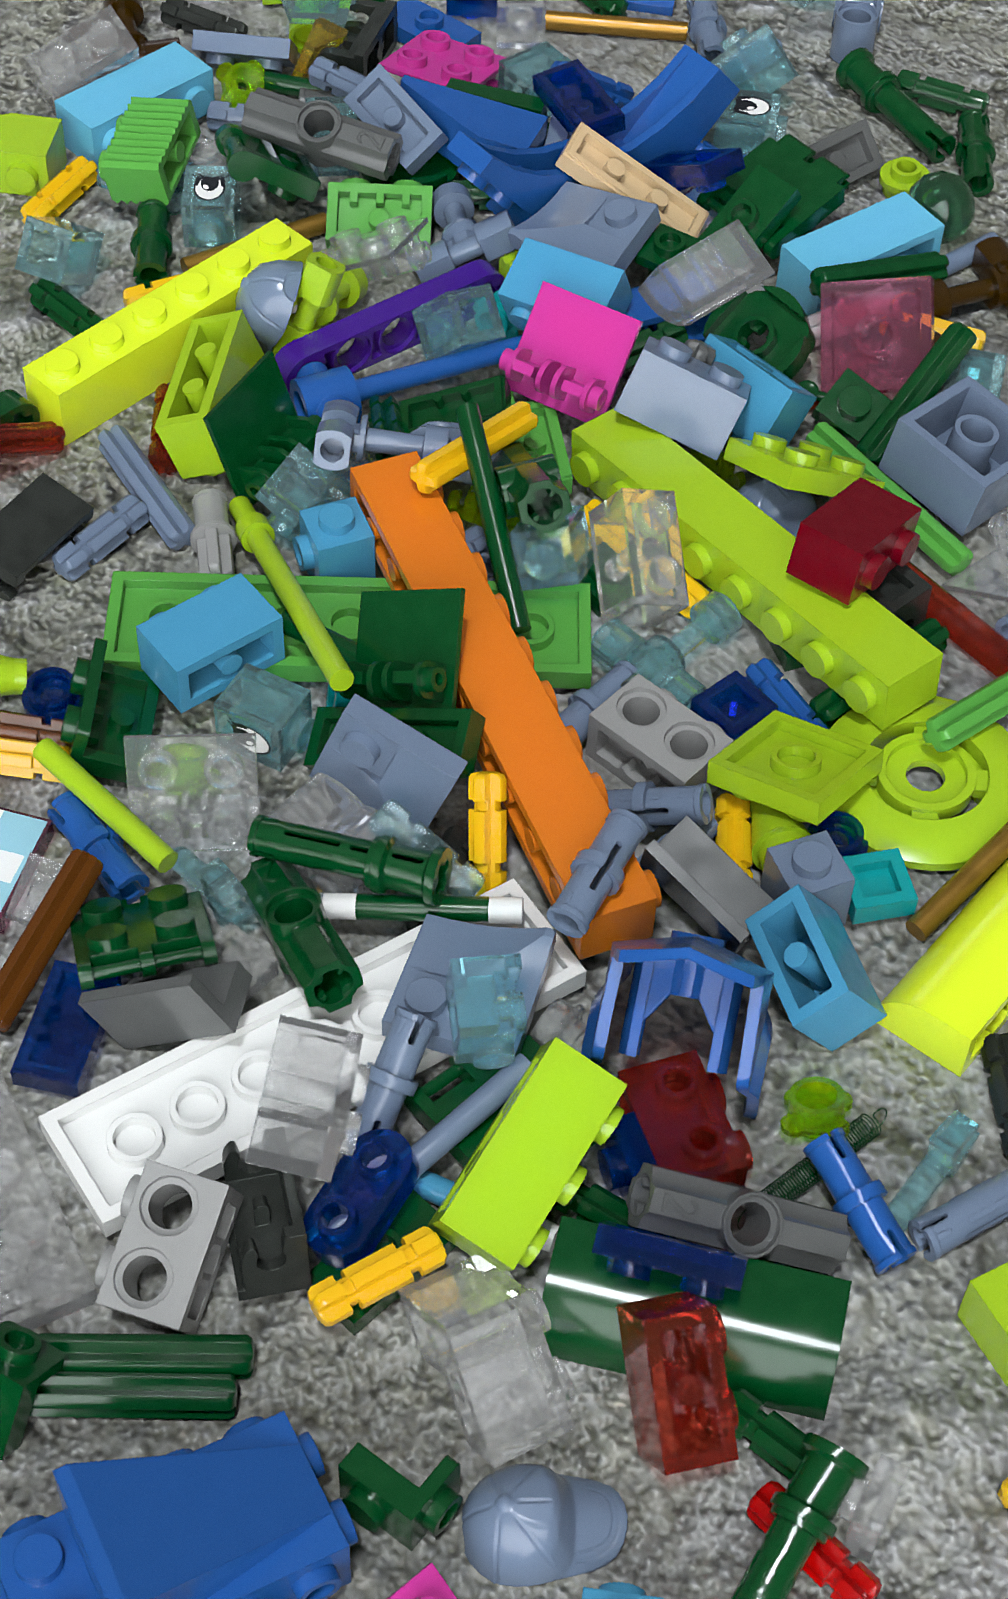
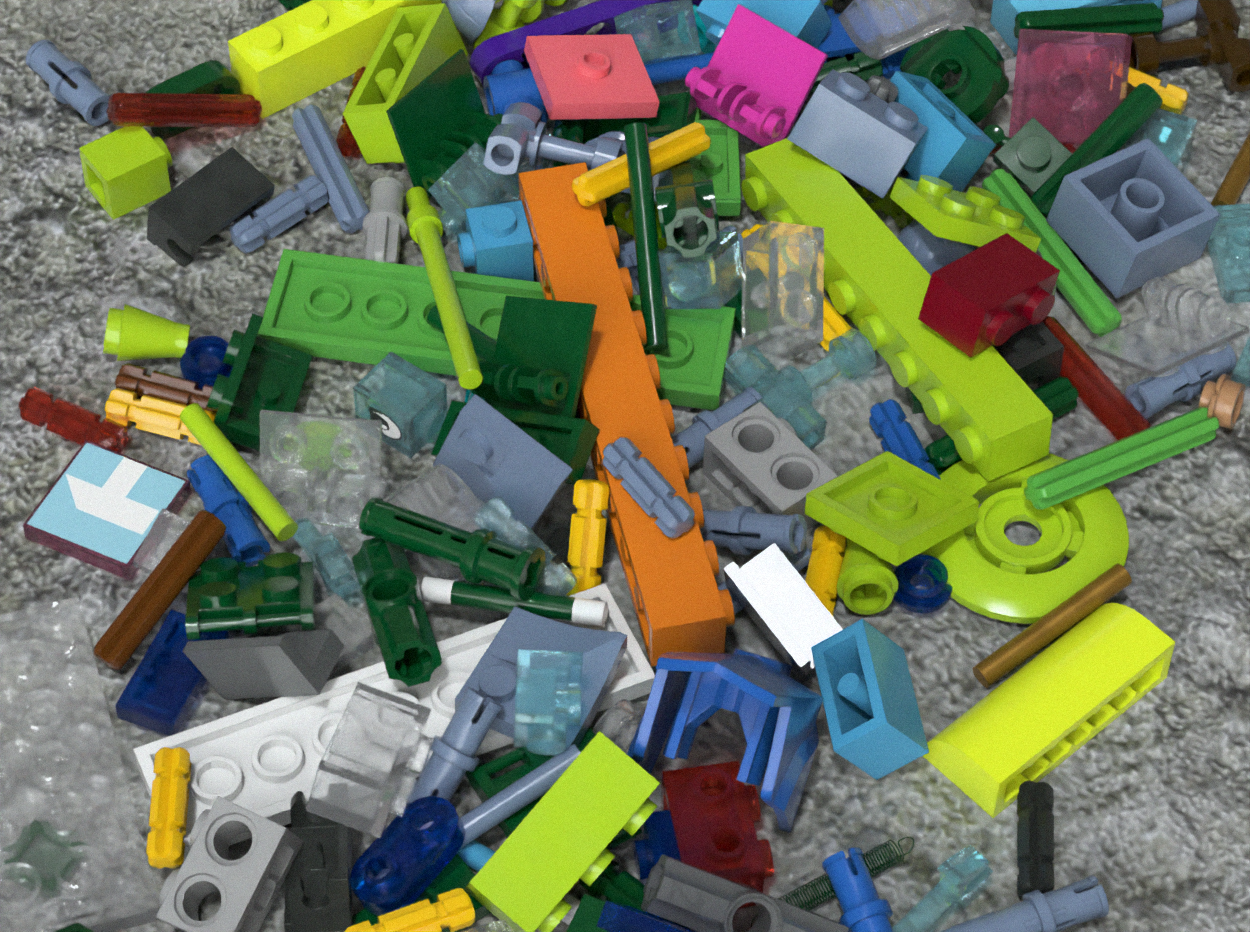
camera: 10 degrees right, 0 degrees up
(89, 1178) = (169, 808): none -> yellow axle
(207, 641) = (358, 326): dark azure brick -> none
(401, 369) = (591, 77): none -> coral plate
(550, 772) = (648, 487): none -> sand blue axle
(588, 884) = (647, 612): sand blue pin -> none
(733, 704) = (848, 441): clear blue plate -> none
(813, 865) = (887, 606): sand blue brick -> none
(815, 1108) = (846, 826): clear neon green plate -> none
(880, 887) = (949, 630): teal plate -> none

